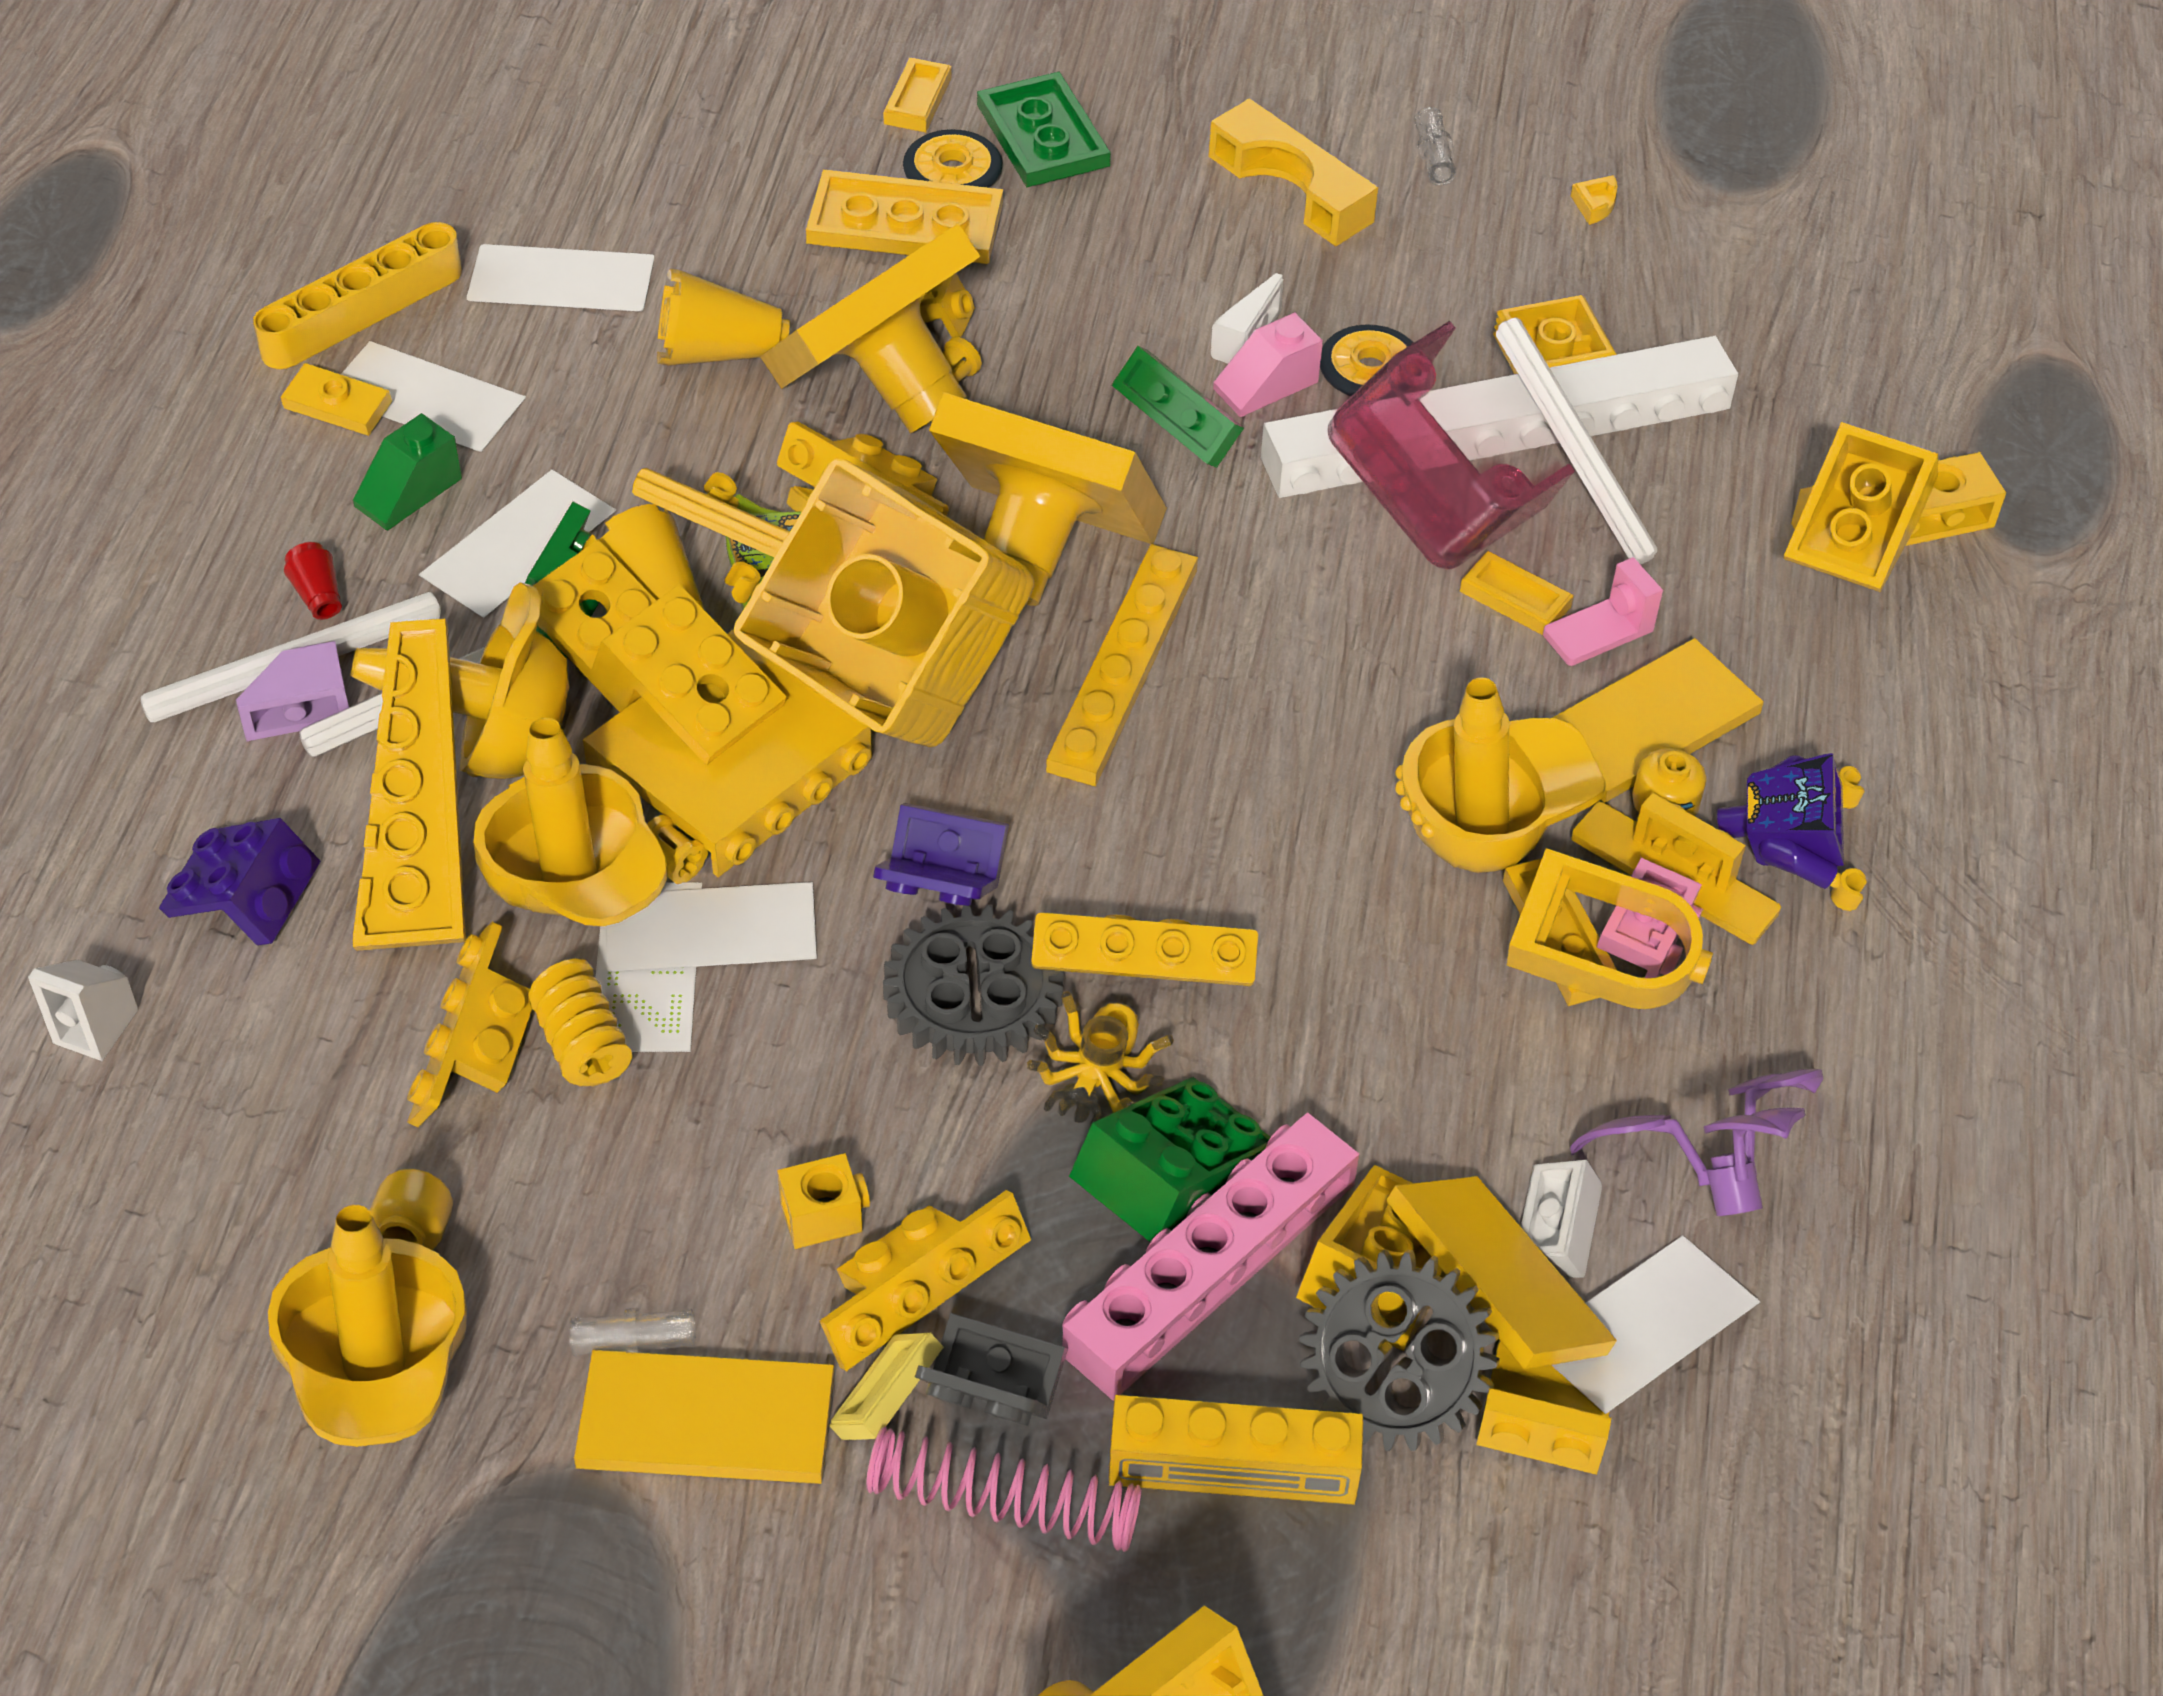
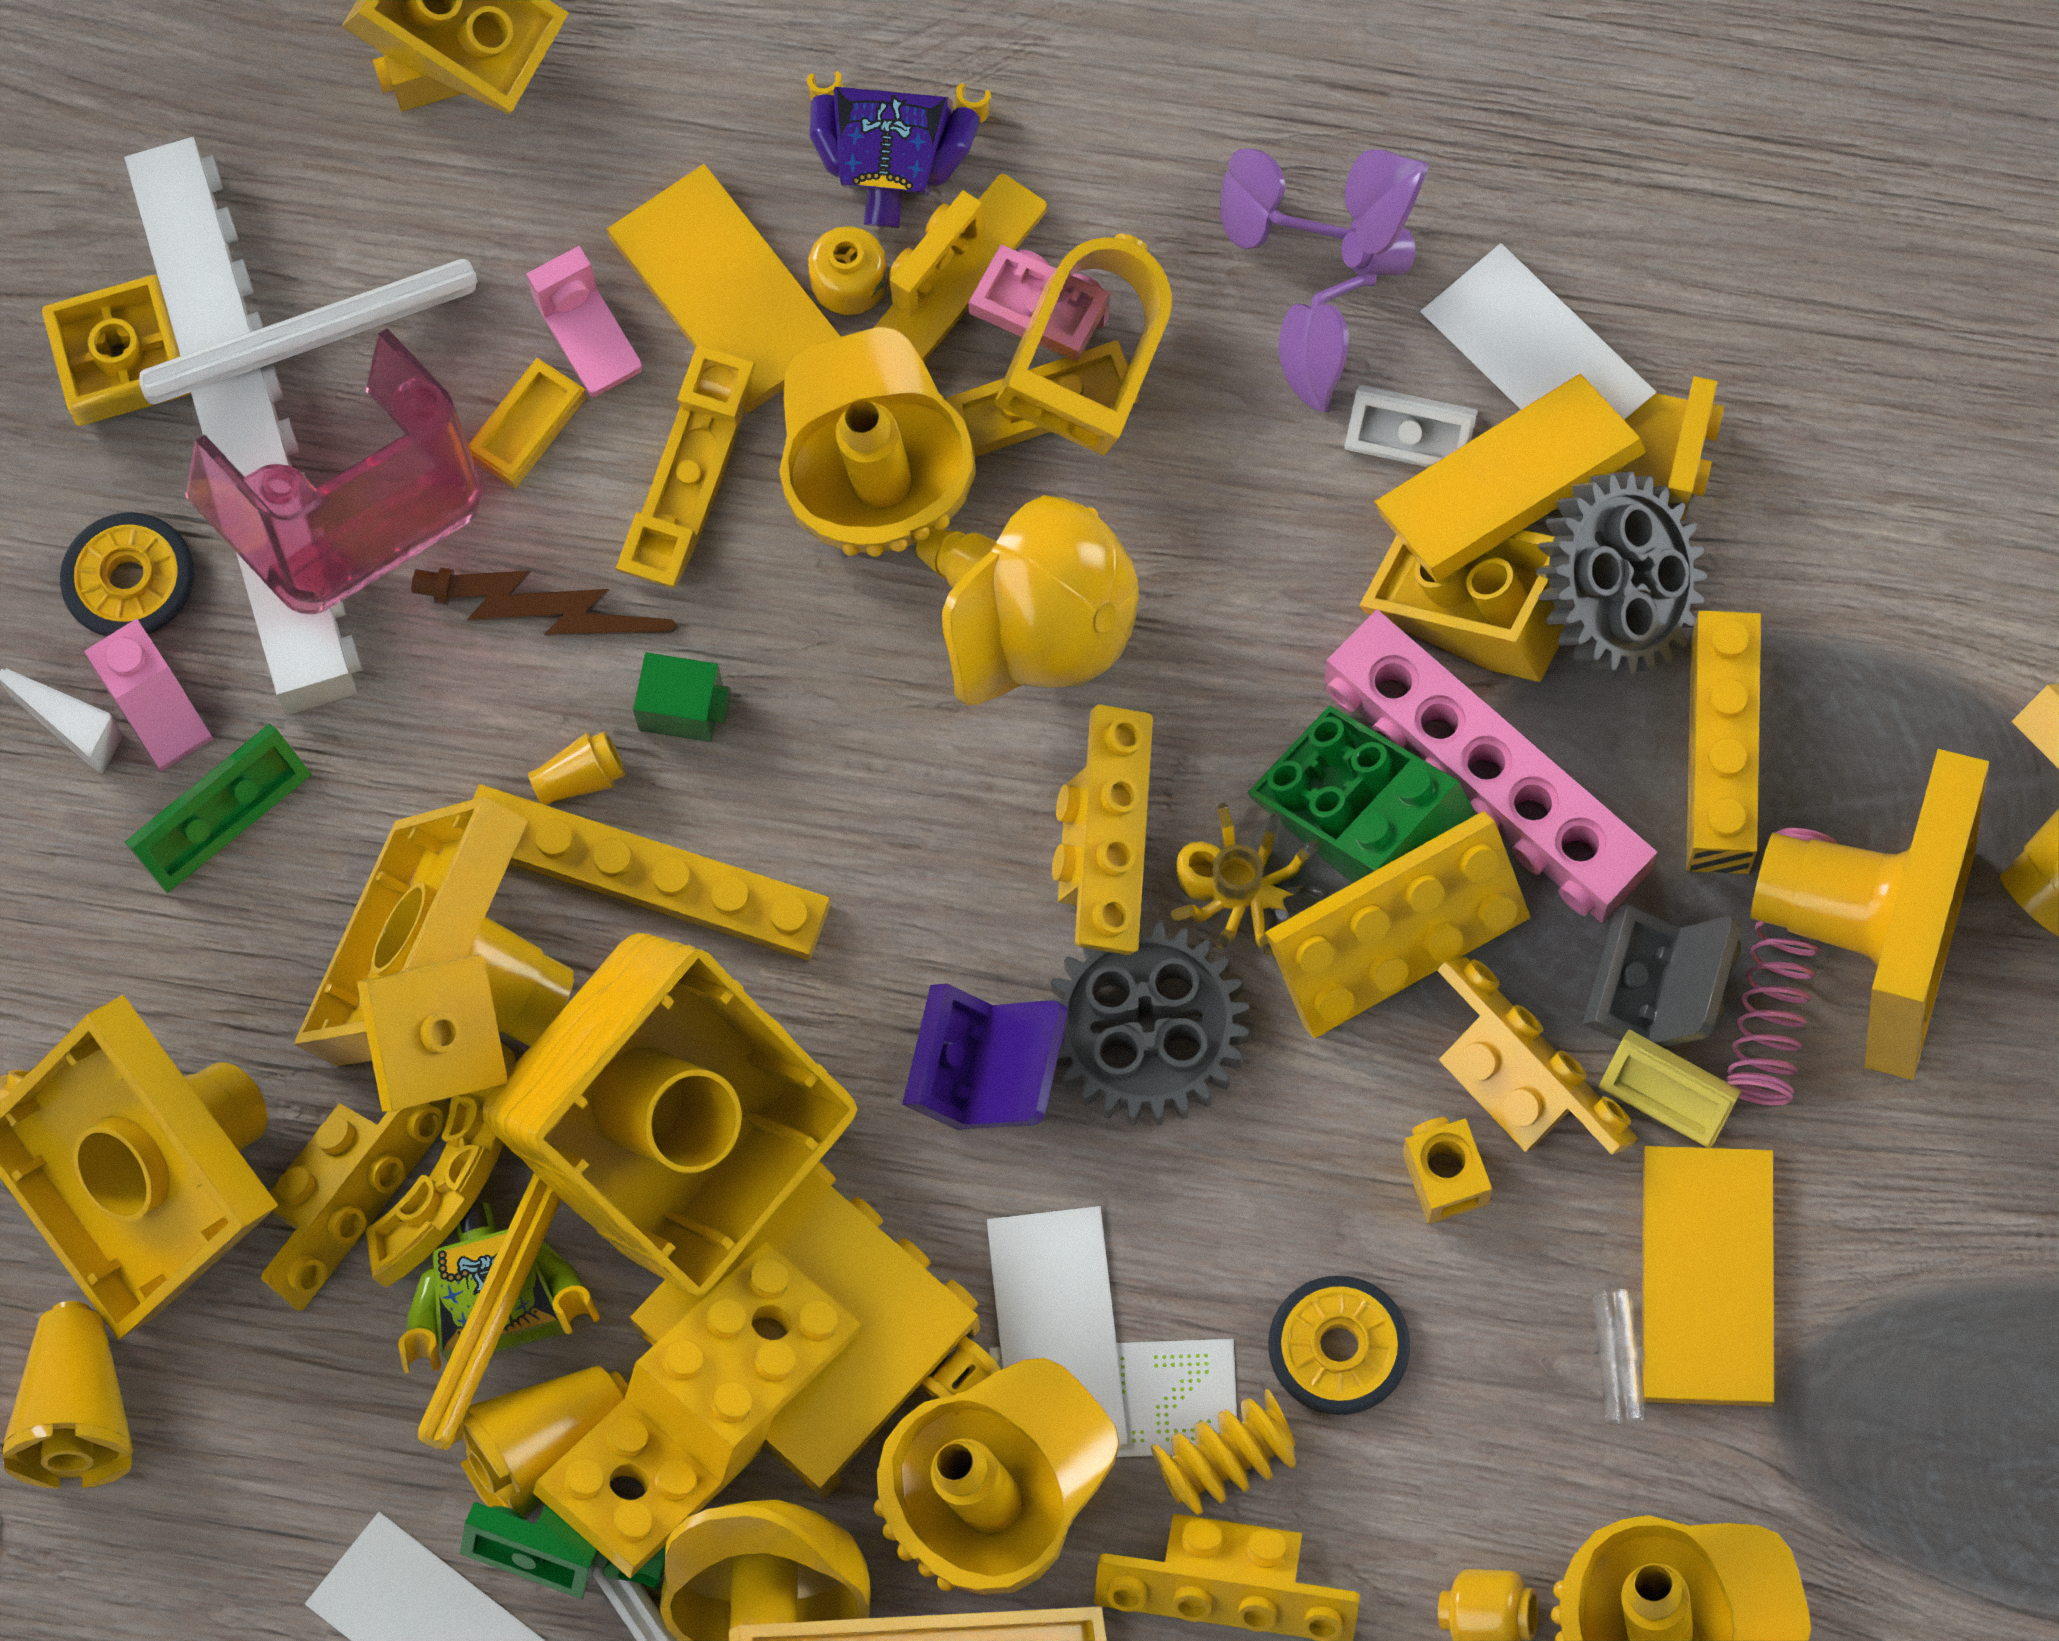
camera: 85 degrees left, 20 degrees up
(678, 1151) = (1329, 1384): none -> yellow wheel
(940, 427) = (432, 1033): none -> yellow plate
(1026, 1548) = (1886, 905): none -> yellow piece
(1052, 1162) = (1398, 924): none -> yellow plate
(1211, 619) = (579, 769): none -> yellow cone
(1272, 676) = (680, 697): none -> green brick
(1347, 878) = (1036, 605): none -> yellow piece
(1368, 542) = (503, 604): none -> reddish brown piece
(1413, 674) = (689, 468): none -> yellow slope

